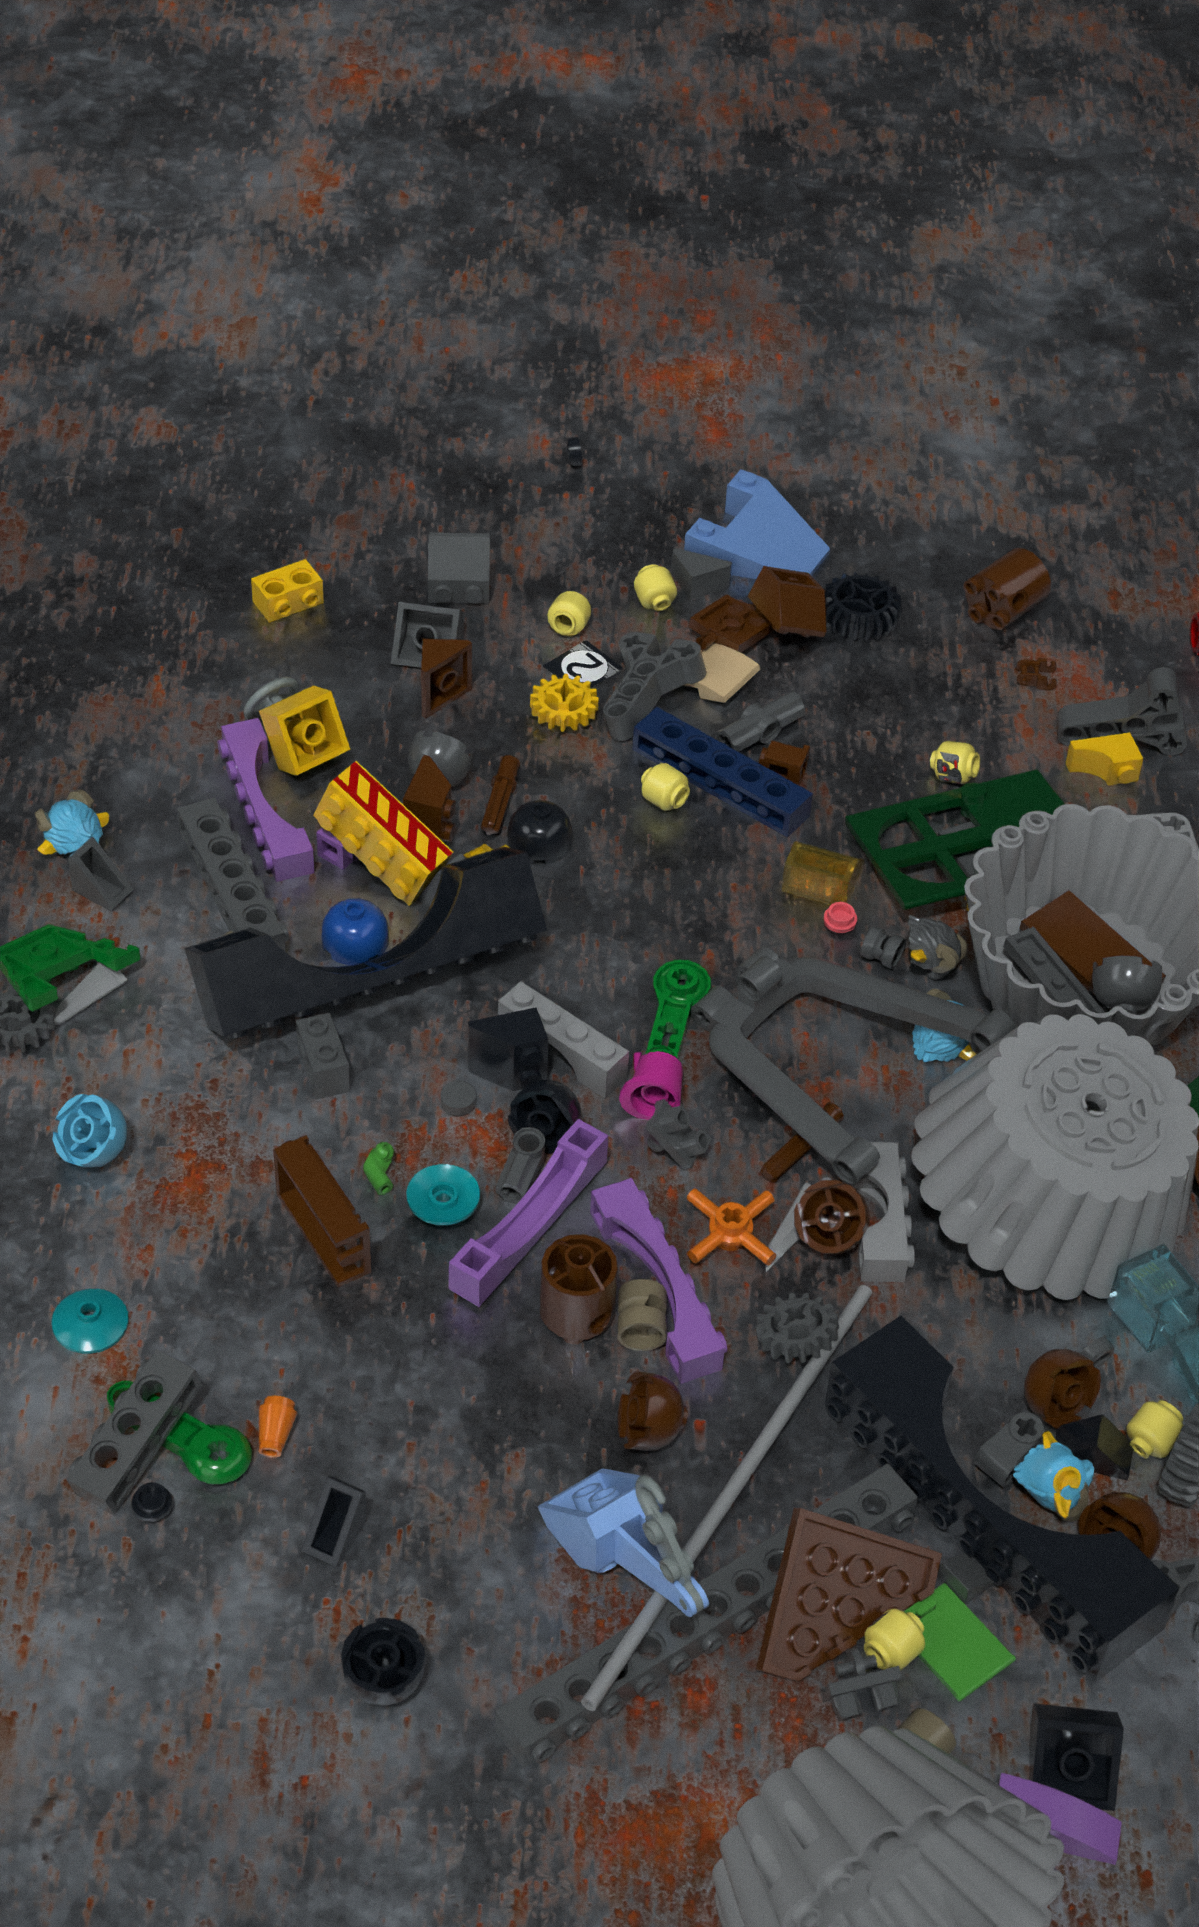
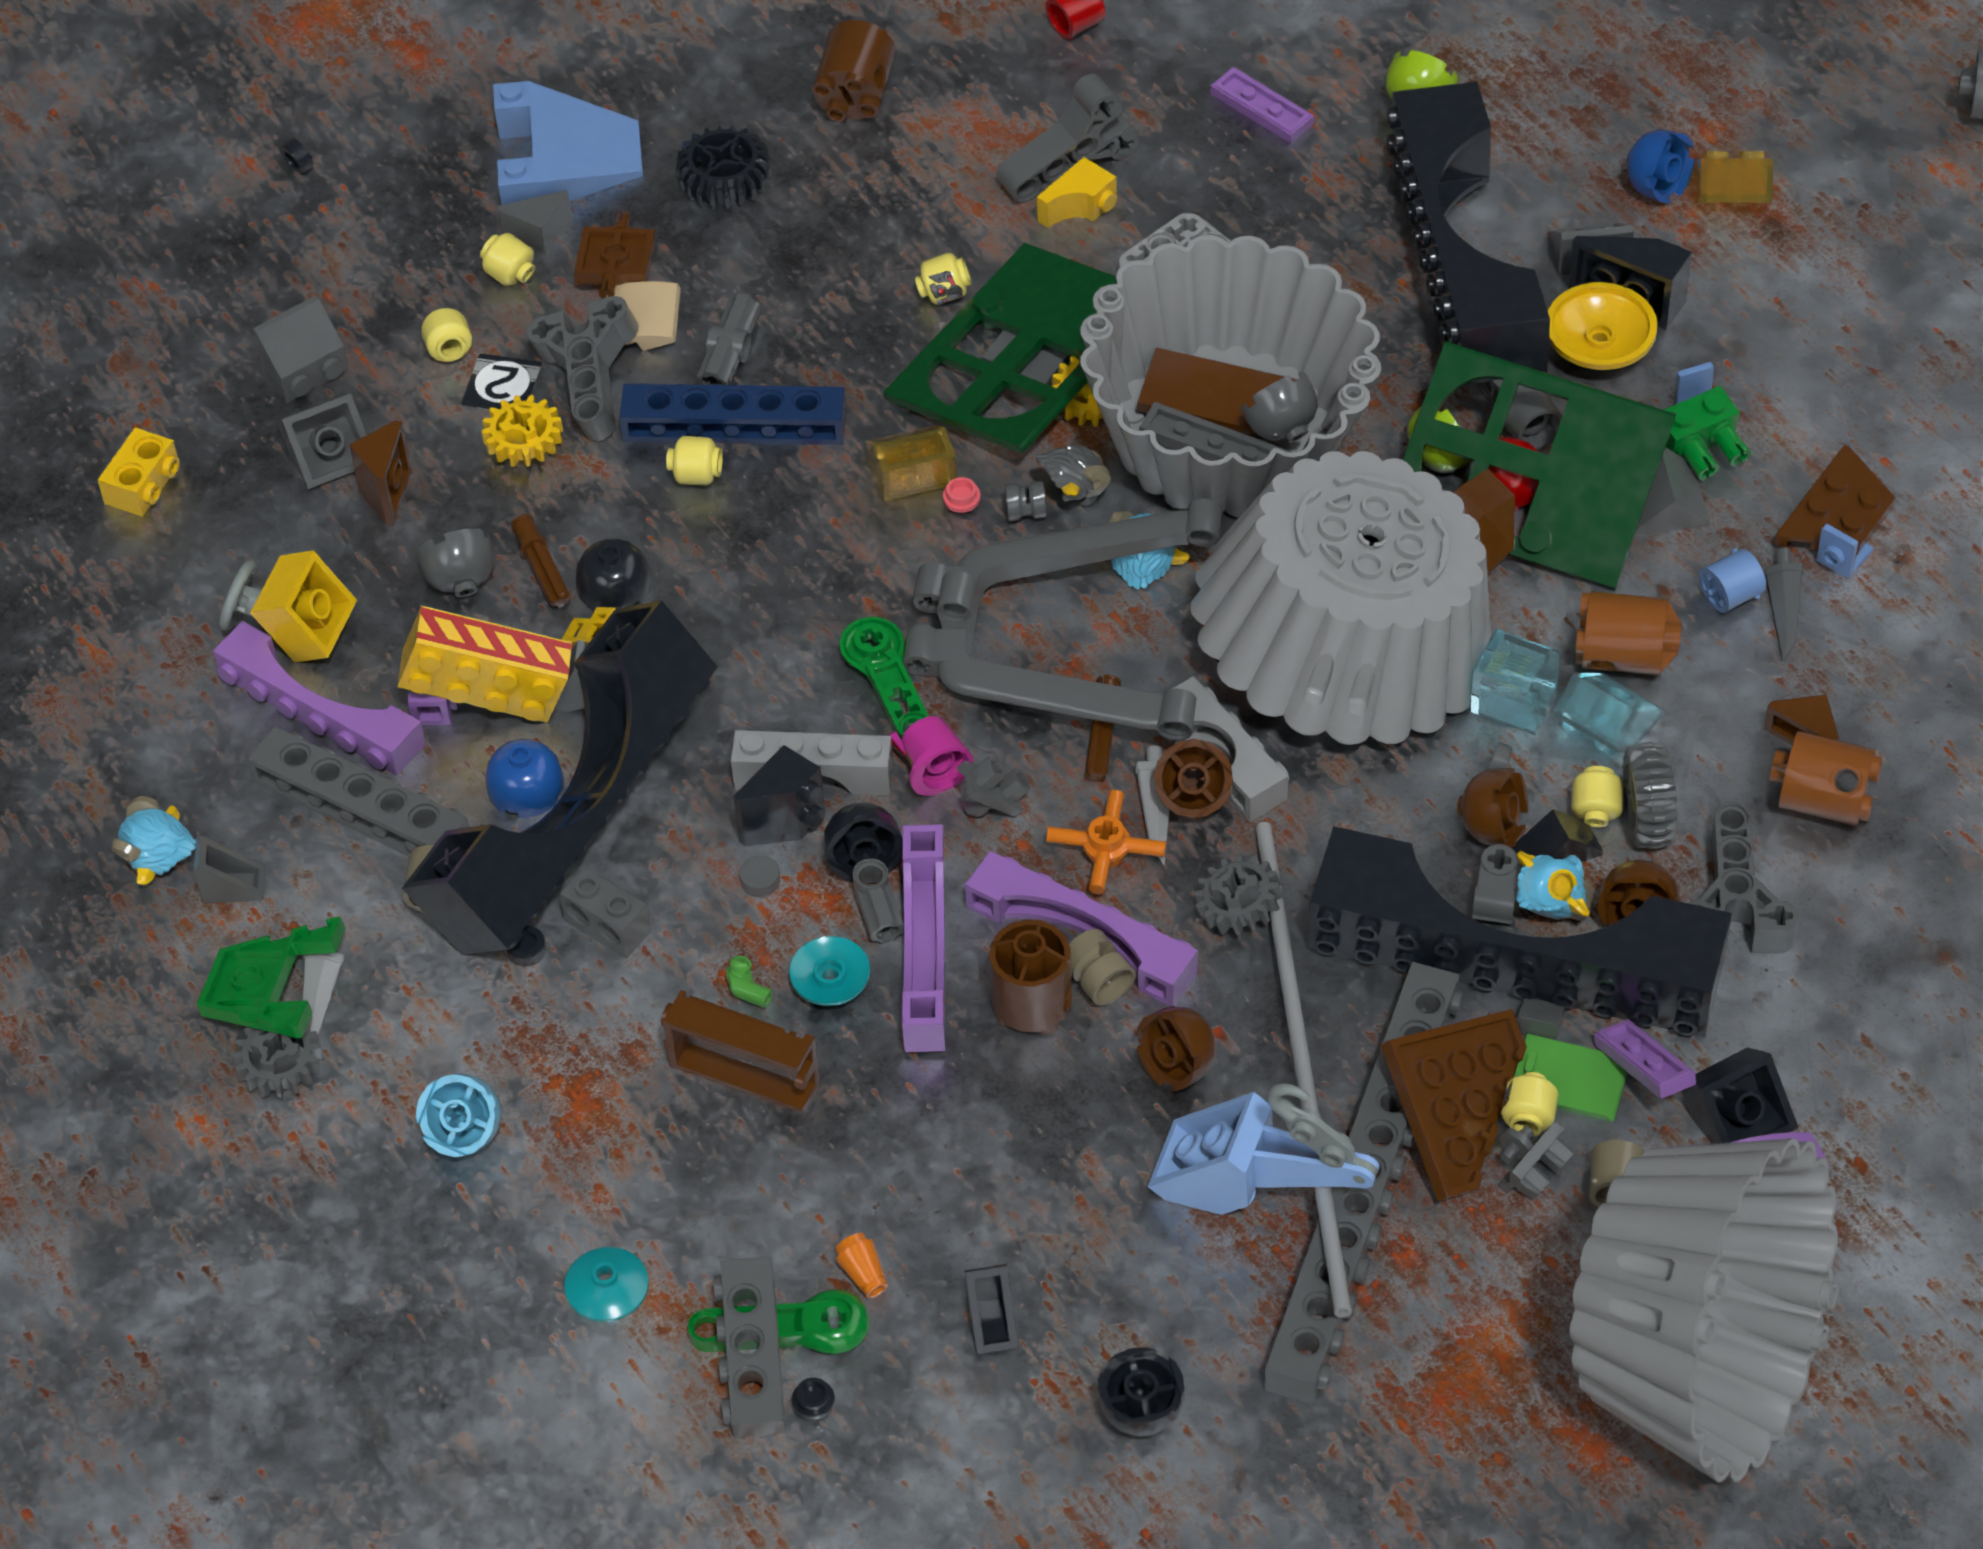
camera: 30 degrees left, 5 degrees up
(253, 1048) = (529, 949): none -> black tile
(431, 799) = (494, 597): reddish brown slope -> none
(786, 760) = (786, 368): reddish brown brick -> none
(790, 601) = (659, 200): reddish brown slope -> none
(1019, 1665) = (1644, 1058): none -> medium lavender tile
(1030, 673) = (944, 151): reddish brown piece -> none

